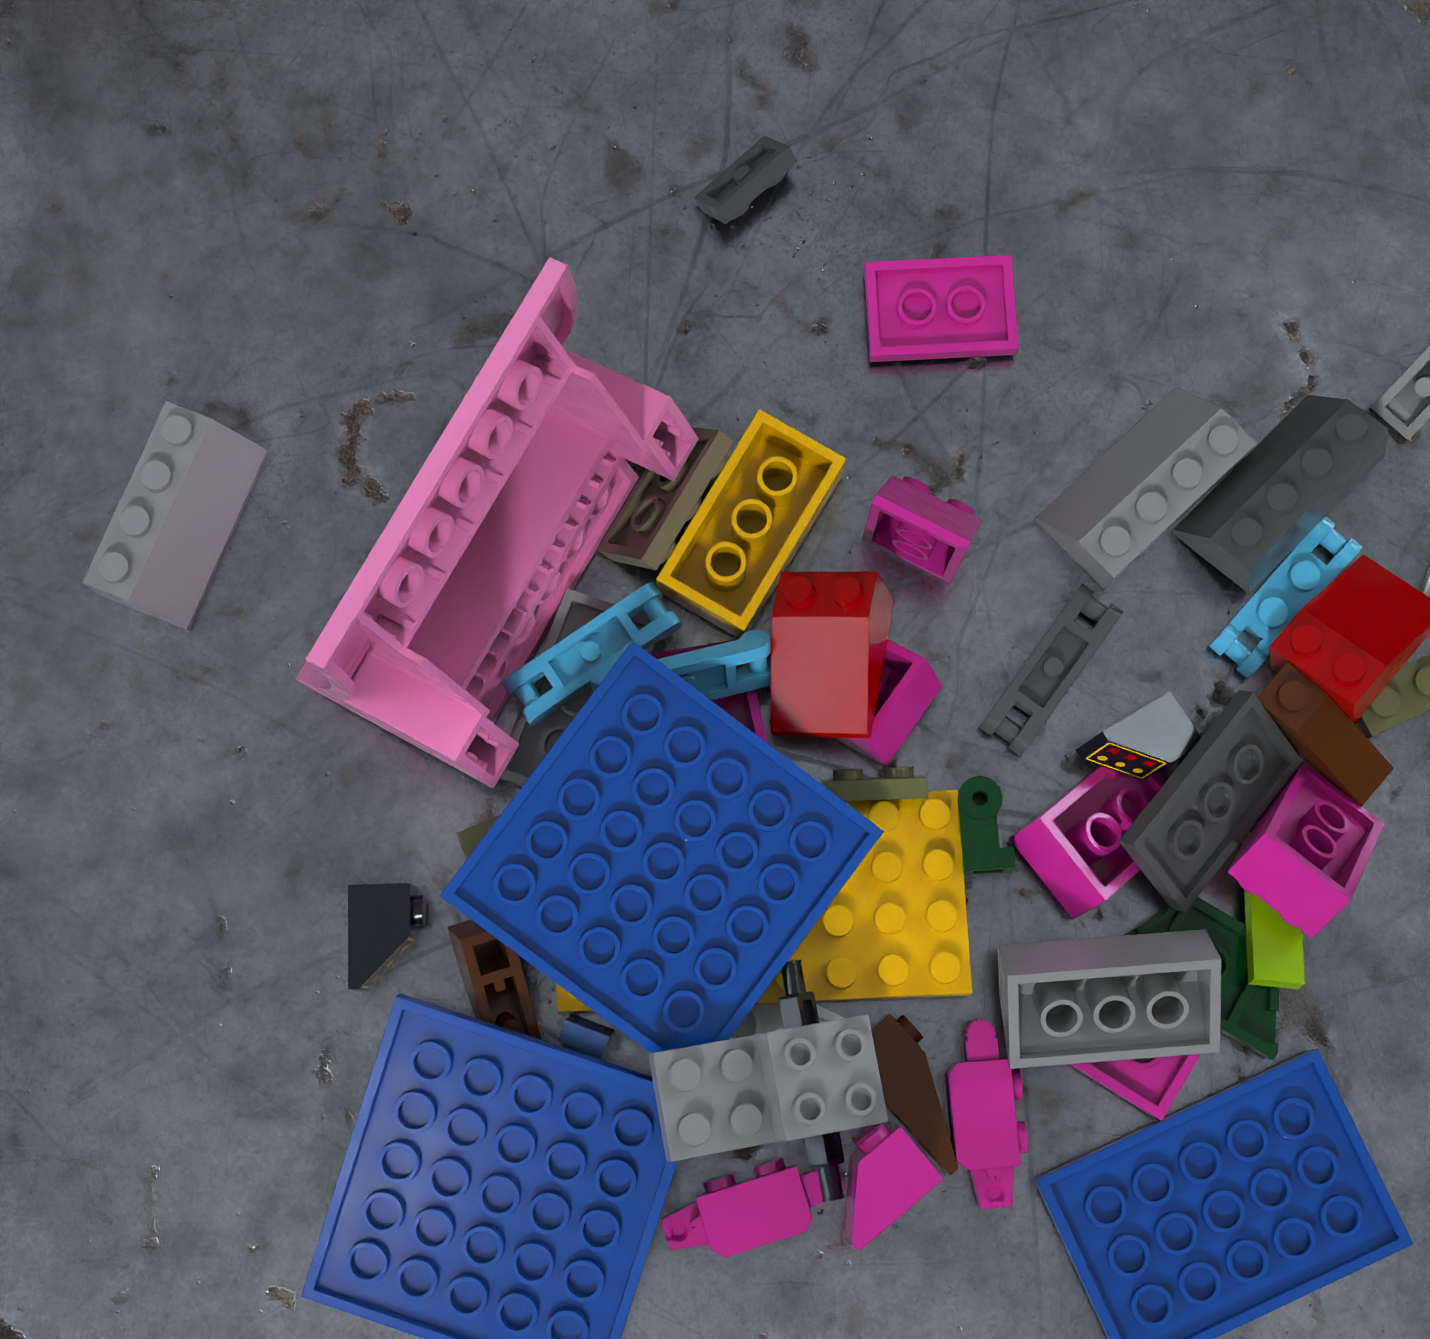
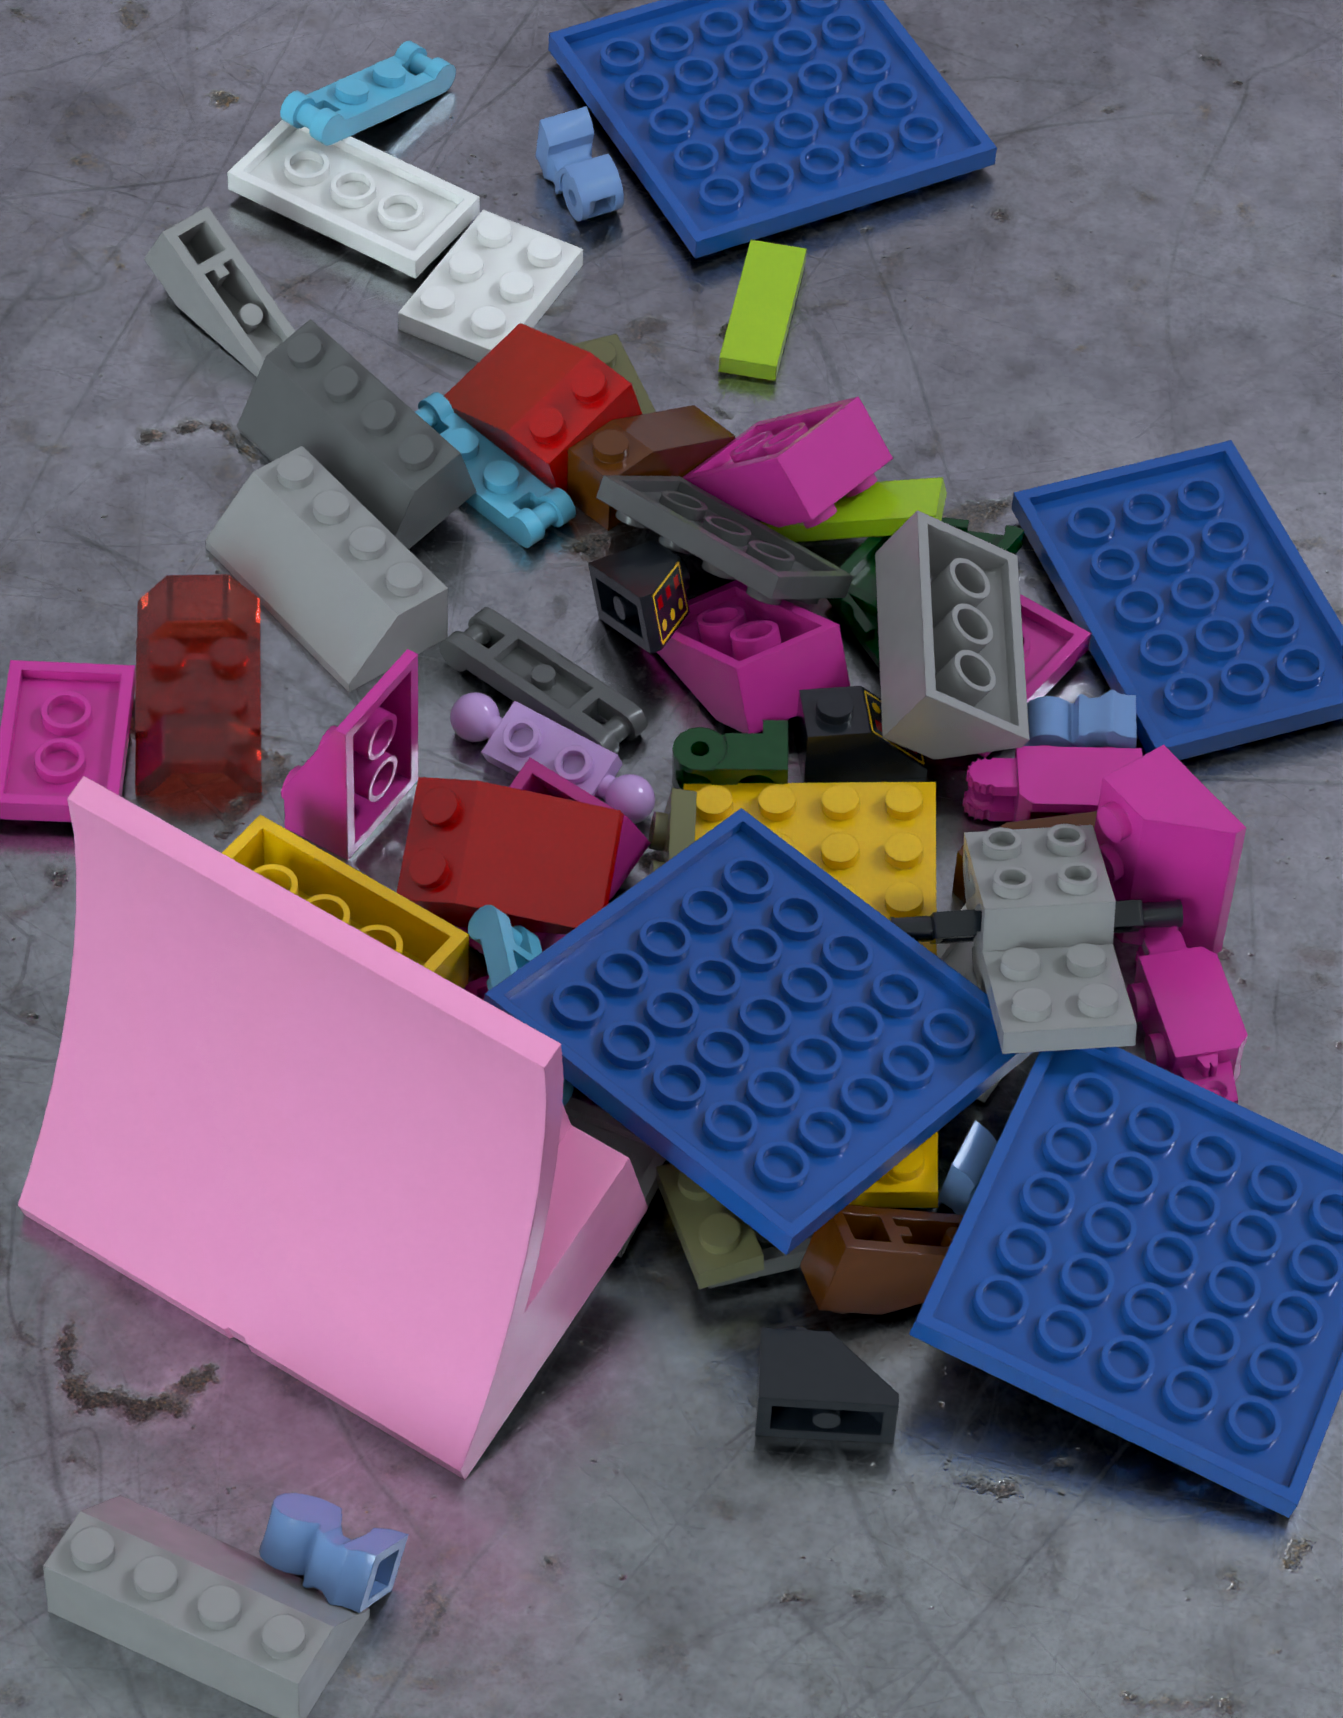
camera: 90 degrees left, 30 degrees down
(222, 575) = (308, 1540): none -> medium blue leg
(972, 683) = (529, 734): none -> lavender plate
(1015, 403) = (198, 681): none -> clear red piece
(1018, 911) = (843, 739): none -> black slope
(1051, 1110) = (1085, 723): none -> medium blue leg

